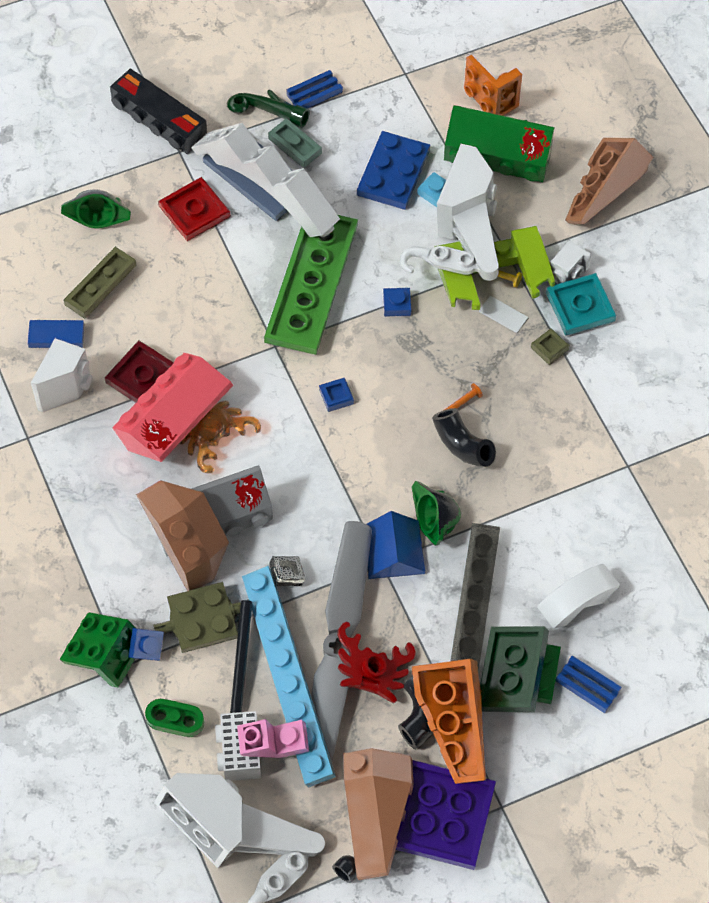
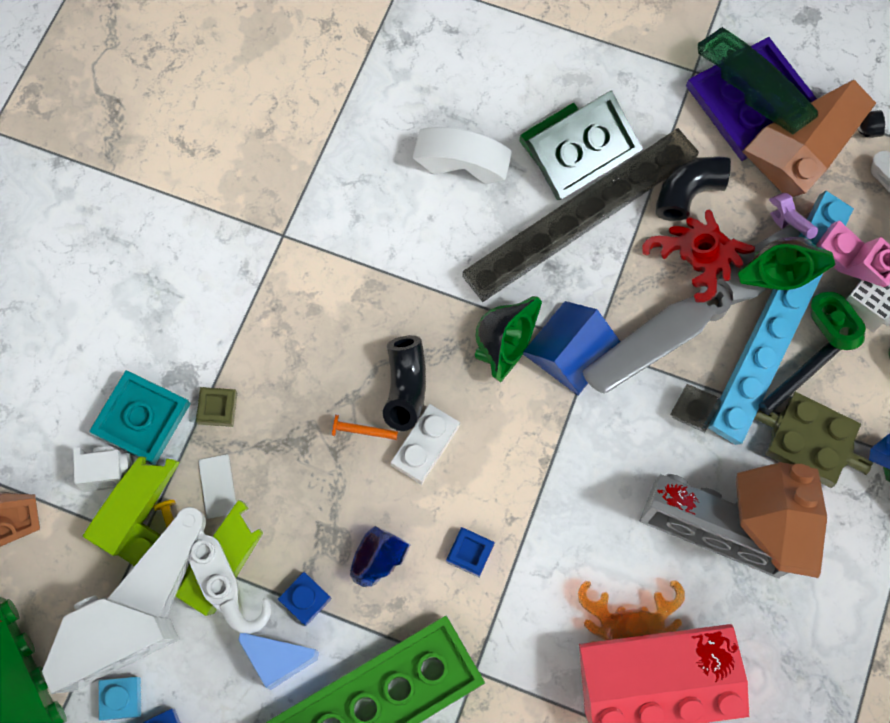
camera: 135 degrees left, 10 degrees up
(249, 692) = (838, 321): none -> green plate
(314, 689) = (786, 264): none -> green hat
(344, 743) = (787, 215): none -> lavender bar
(380, 262) = (275, 659): none -> light blue slope
(381, 348) = (377, 556): none -> clear blue rock
(418, 425) = (425, 444): none -> white plate
(448, 807) = (760, 80): none -> clear green slope
(453, 709) = (675, 150): orange wedge -> none
(595, 676) = (524, 69): blue tile -> none

